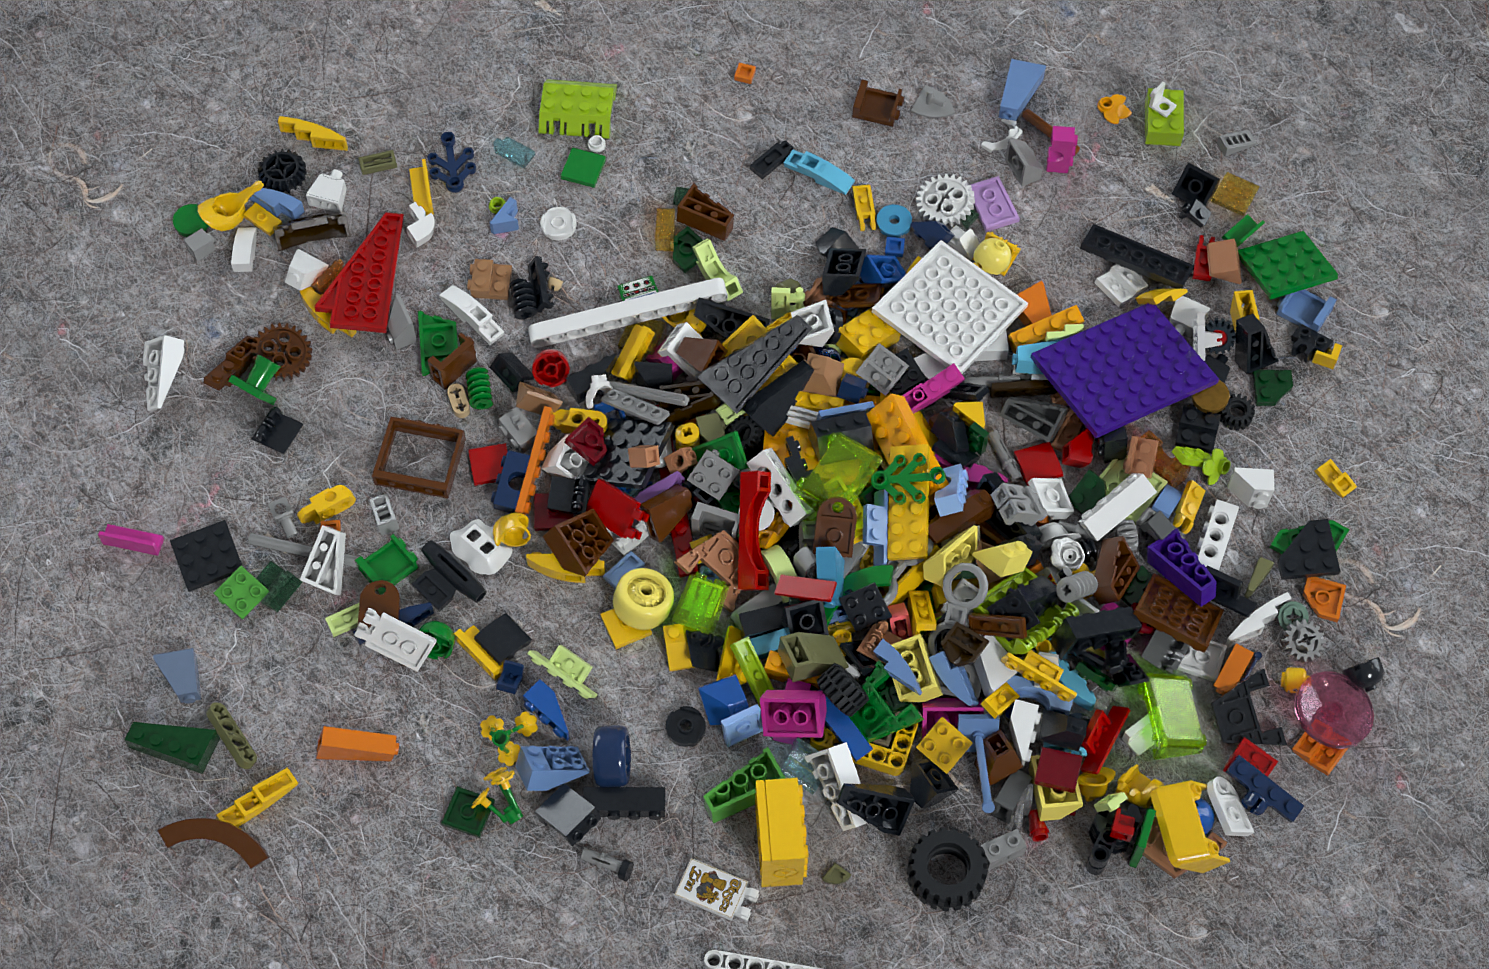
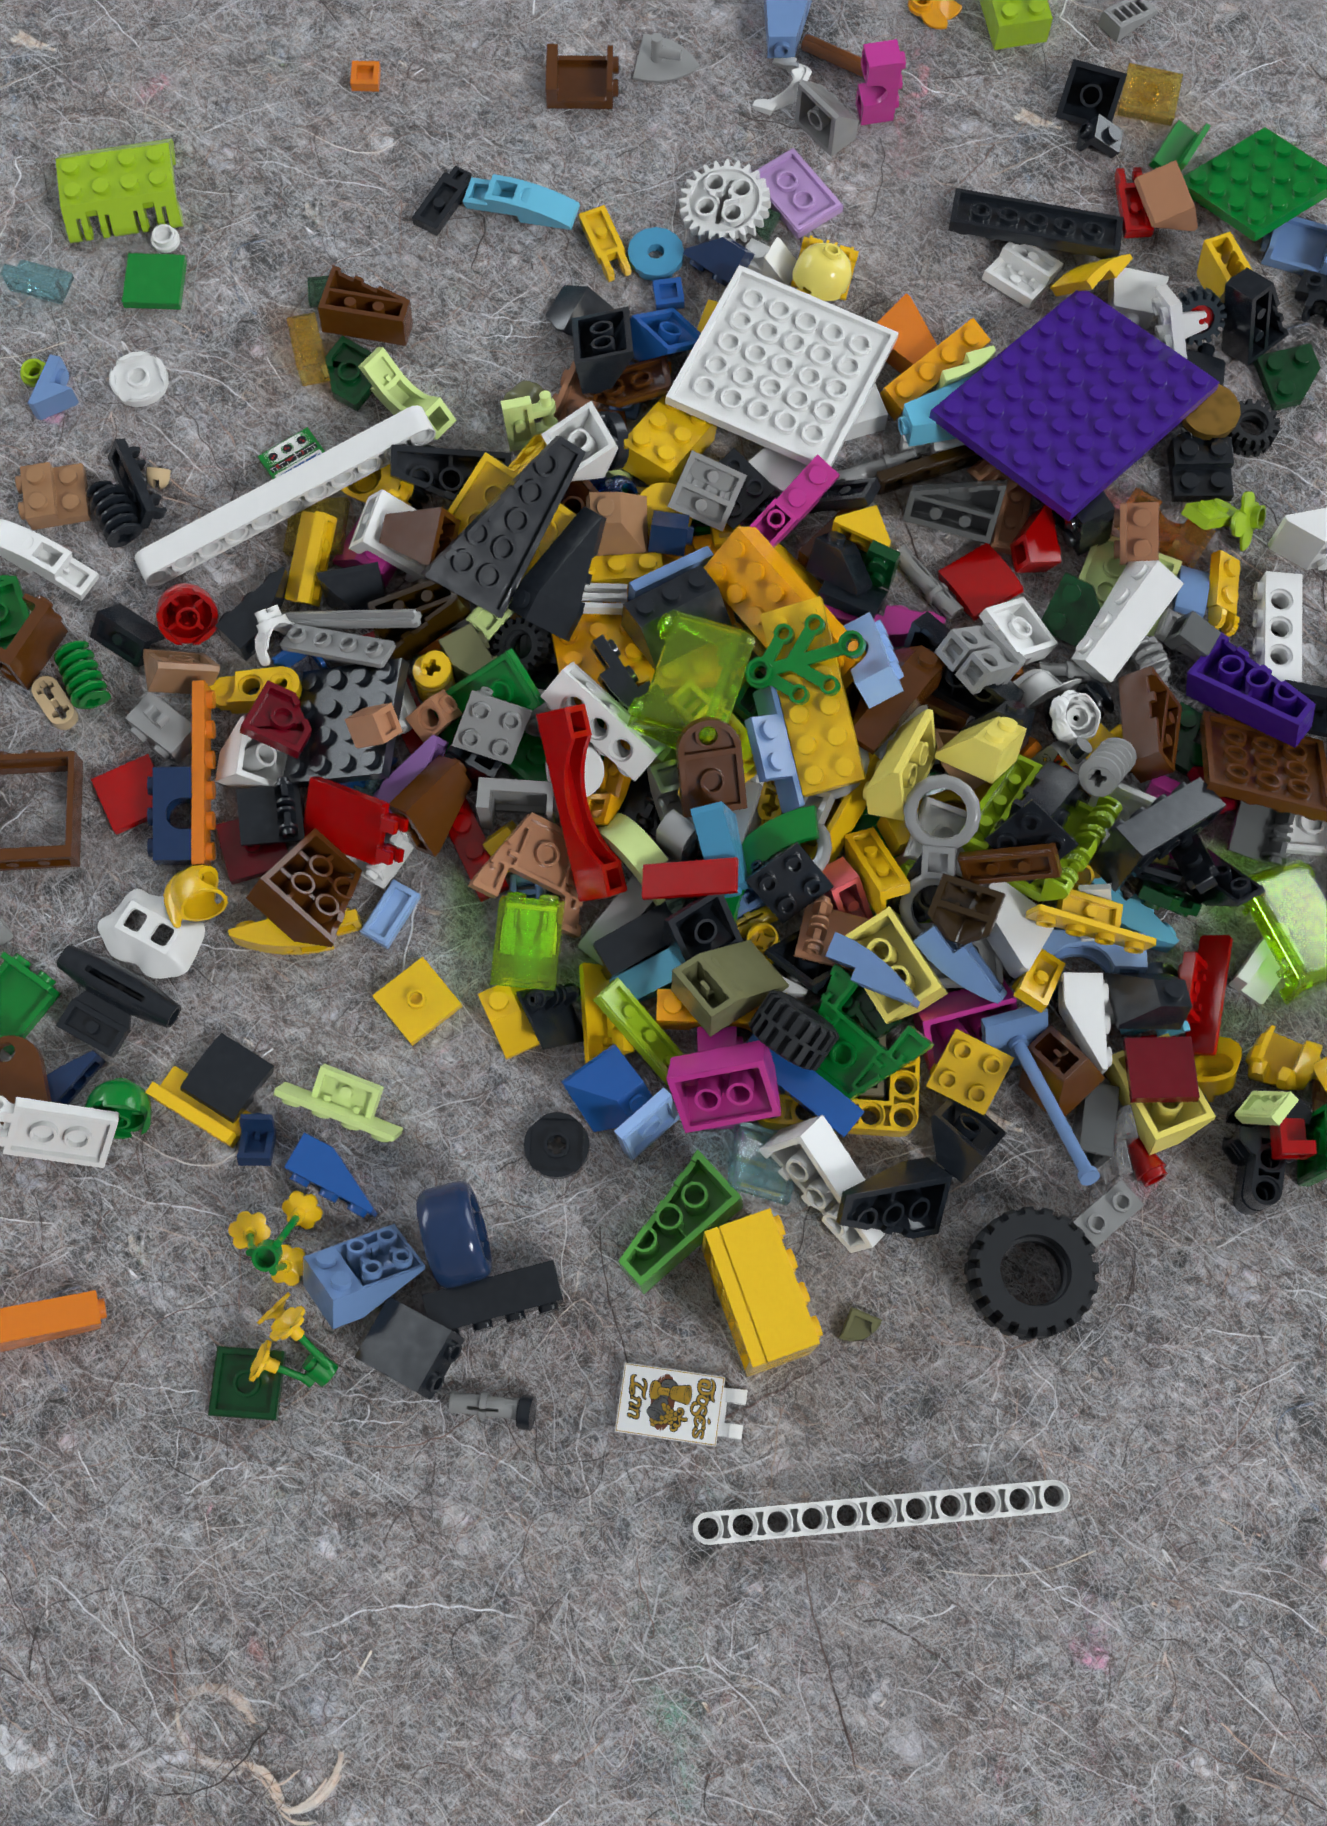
camera: 15 degrees left, 10 degrees up
(643, 598) = (434, 956): light yellow wheel -> none

